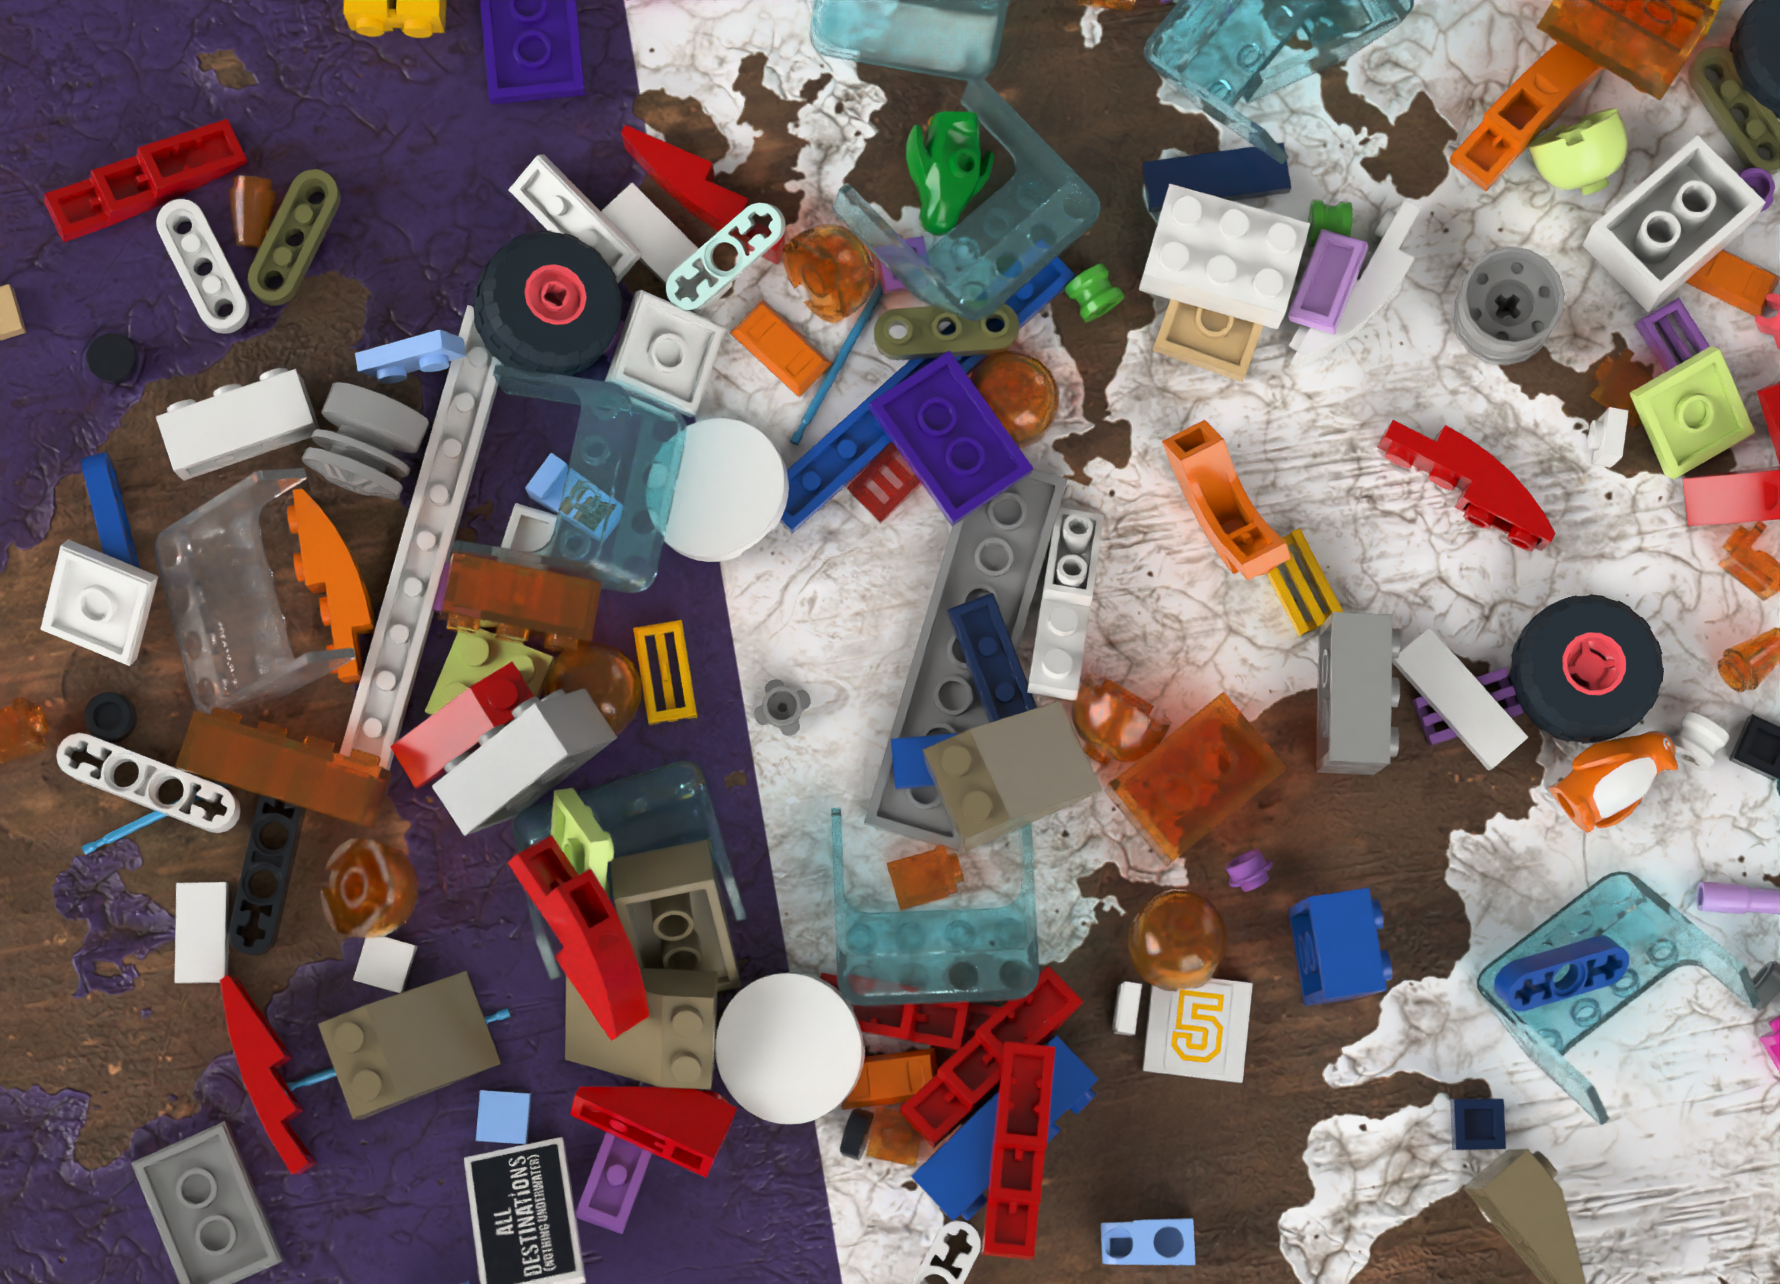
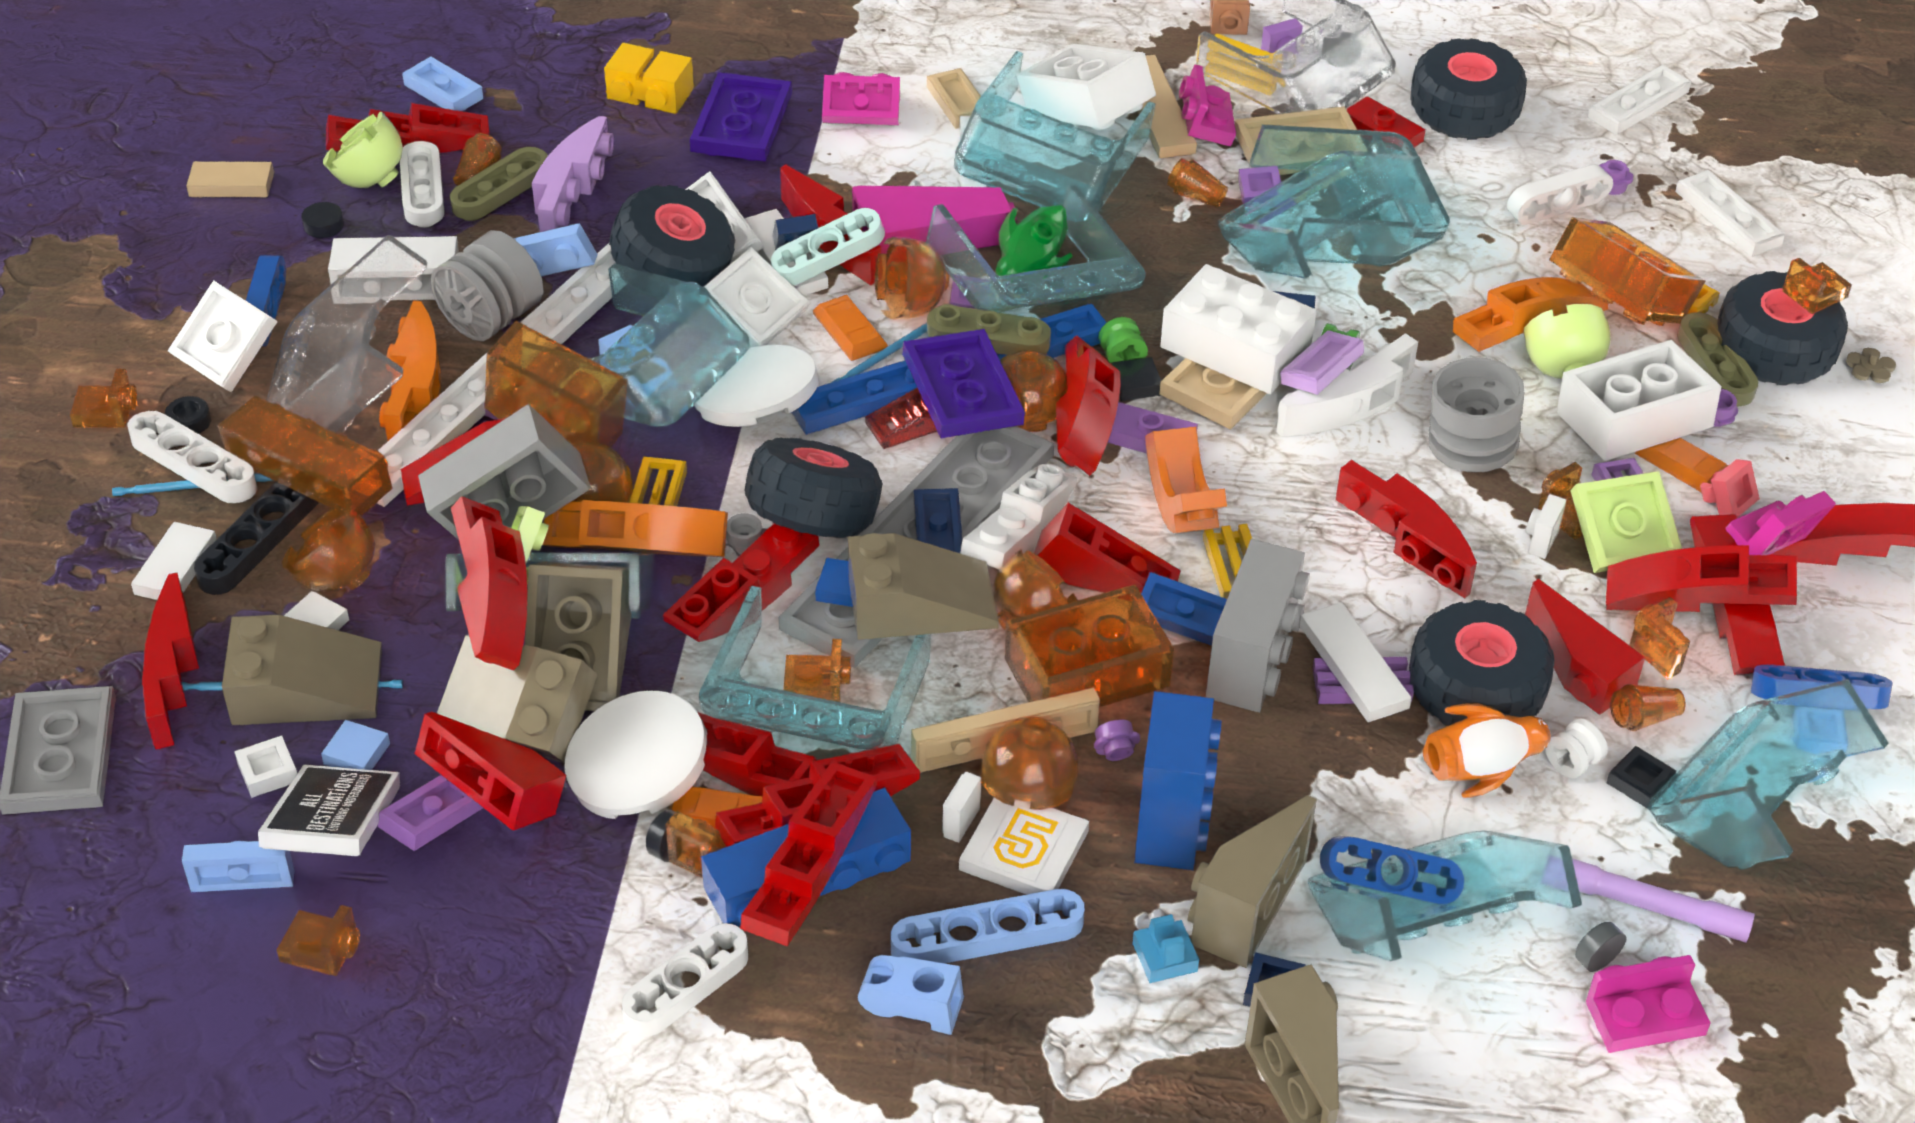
camera: 20 degrees right, 35 degrees down
(120, 251) = (367, 153): none -> yellowish green cylinder
(150, 82) = (442, 85): none -> light blue plate
(369, 190) = (571, 171): none -> lavender slope
(429, 1174) = (266, 766): none -> white plate
(678, 240) = (792, 228): none -> dark blue plate
(681, 751) = (638, 528): none -> orange slope
(810, 787) = (717, 597): none -> red slope
(816, 151) = (909, 209): none -> dark pink slope
(846, 651) = (813, 487): none -> black wheel
(1092, 416) = (1088, 407): none -> red slope
(1120, 334) = (1138, 378): none -> black tile
(1139, 897) = (967, 737): none -> tan tile
(1154, 411) = (1134, 423): none -> medium lavender plate
(1169, 633) = (1095, 555): none -> red slope
(1196, 1144) = (985, 921): none -> light blue beam
(1271, 677) = (1183, 607): none -> blue plate
(1365, 1110) = (1165, 949): none -> dark azure tile
(1434, 1040) = (1249, 883): none -> dark tan slope
(1679, 609) = (1586, 654): none -> red slope

